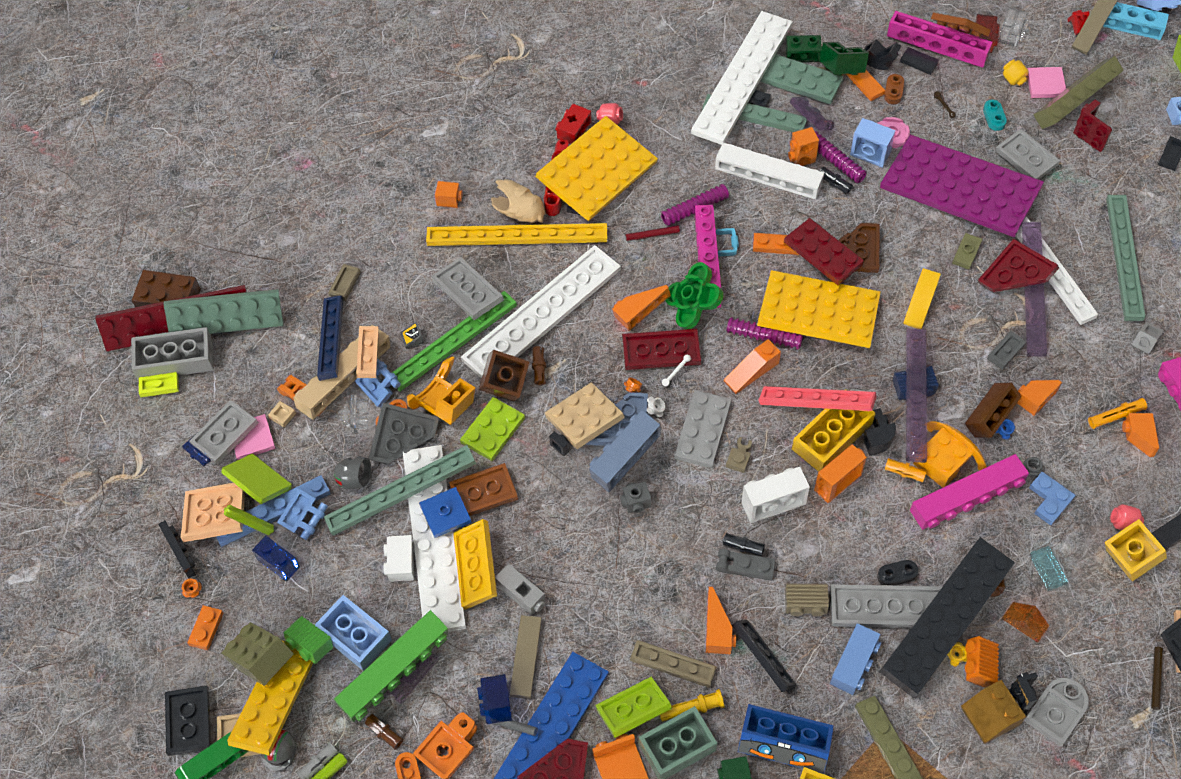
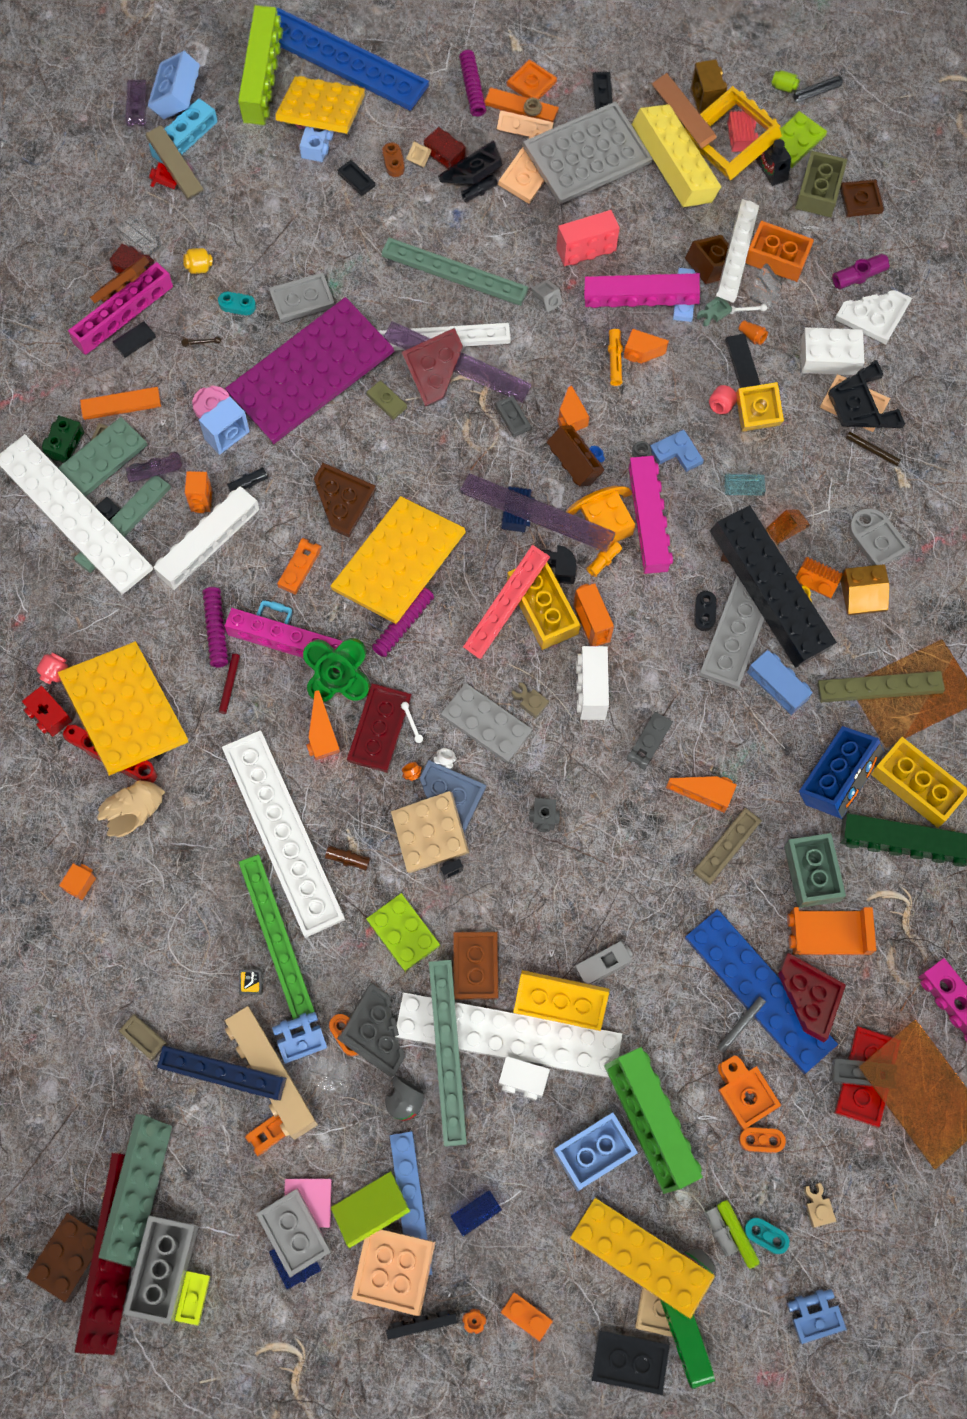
camera: 75 degrees left, 10 degrees up
(248, 520) = (425, 1230): lime axle -> none
(257, 653) = (590, 1262): olive brick -> none
(282, 414) = (293, 1159): tan plate -> none
(298, 509) = (427, 1171): medium blue plate -> none
(308, 640) = (590, 1203): bright green brick -> none
(367, 352) = (265, 1034): light nougat plate -> none
(383, 731) = (712, 1150): reddish brown axle -> none
(443, 398) = (348, 971): light orange piece -> none
(445, 512) = (491, 1012): blue plate -> none
(467, 288) = (219, 900): light grey plate -> none
(495, 699) = (716, 1027): clear blue brick -> none
(504, 375) = (353, 897): reddish brown brick -> none
(516, 234) = (166, 826): yellow plate -> none
(525, 657) = (674, 984): dark tan tile -> none
(625, 450) = (495, 804): sand blue brick -> none
(633, 707) = (764, 898): lime plate -> none
(702, 704) = (778, 834): yellow pin -> none
(743, 544) = (629, 733): black pin -> none
(753, 366) = (438, 648): slope -> none
(764, 655) = (749, 760): black tile -> none
(806, 599) = (705, 700): dark tan brick -> none
(823, 251) = (334, 526): dark red plate -> none
(840, 160) = (226, 465): magenta piece -> none
(842, 59) = (105, 408): dark green brick -> none
(881, 57) = (113, 372): black brick -> none
(894, 89) = (157, 377): dark orange plate -> none
(922, 298) = (426, 462): yellow slope -> none
(1023, 691) = (861, 556): black bracket -> none
(1046, 82) = (221, 240): bright pink tile -> none
(1078, 92) = (251, 218): olive brick -> none
(1091, 128) = (301, 228): dark red bracket -> none

